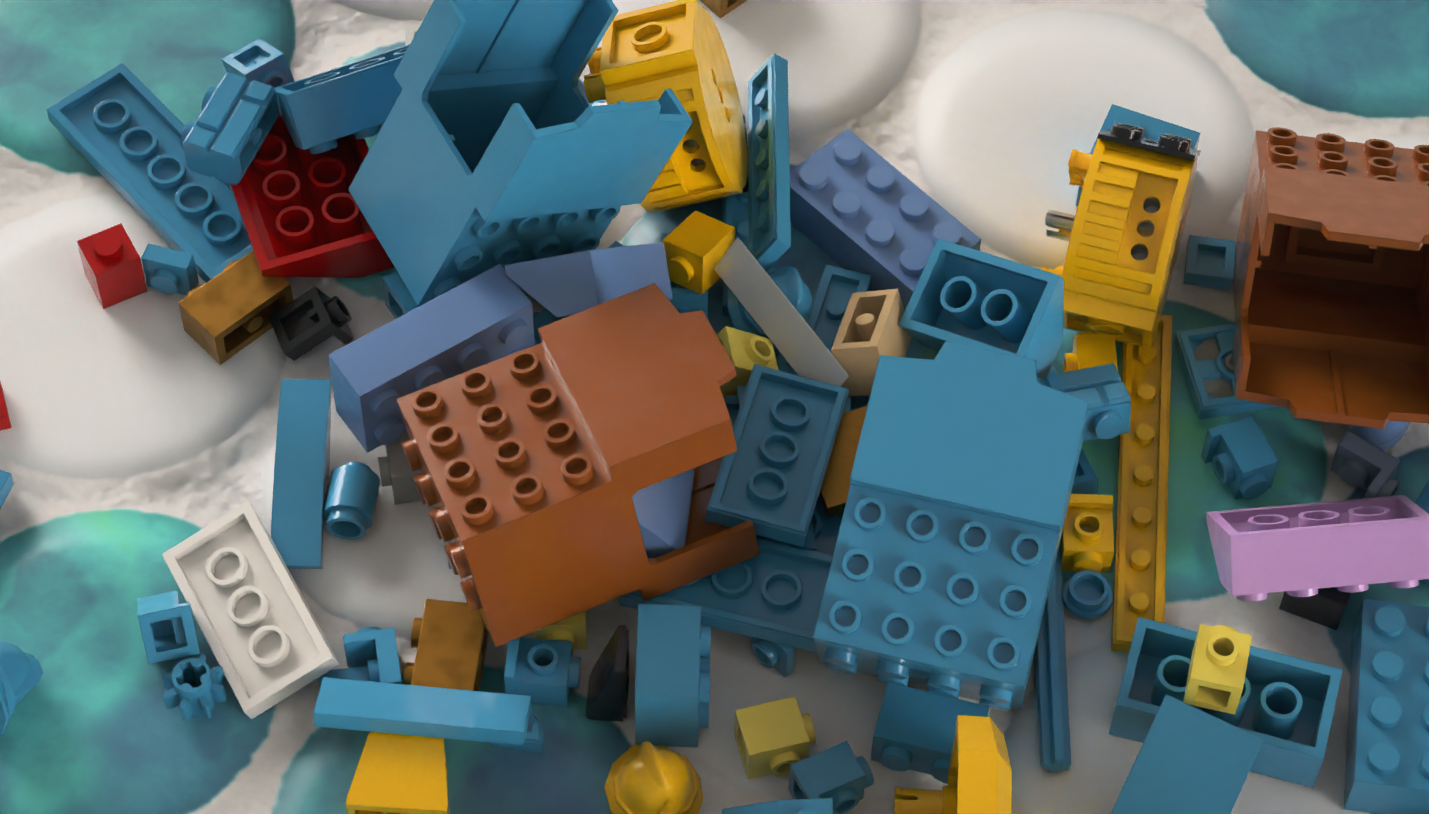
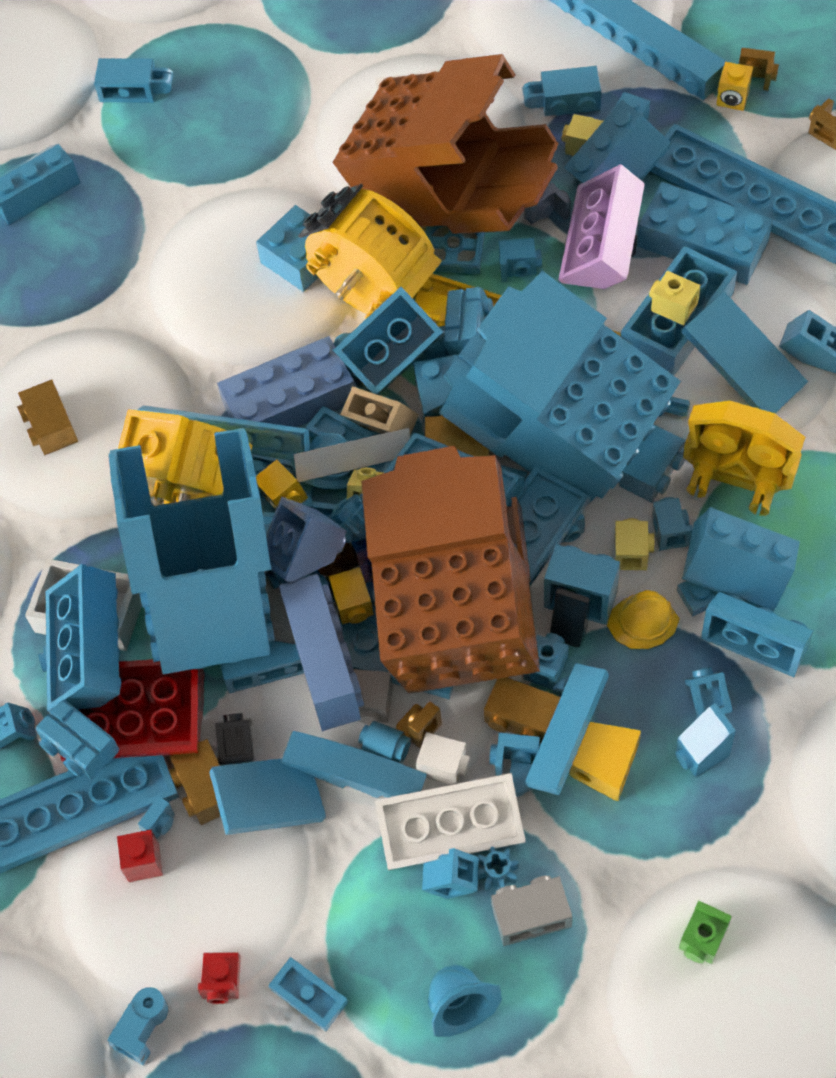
camera: 65 degrees left, 5 degrees up
(143, 744) = (531, 910): none -> light grey brick
(225, 376) = (265, 796): none -> dark azure tile
(344, 576) = (443, 759): none -> white brick
(389, 534) = (419, 721): none -> pearl gold bracket

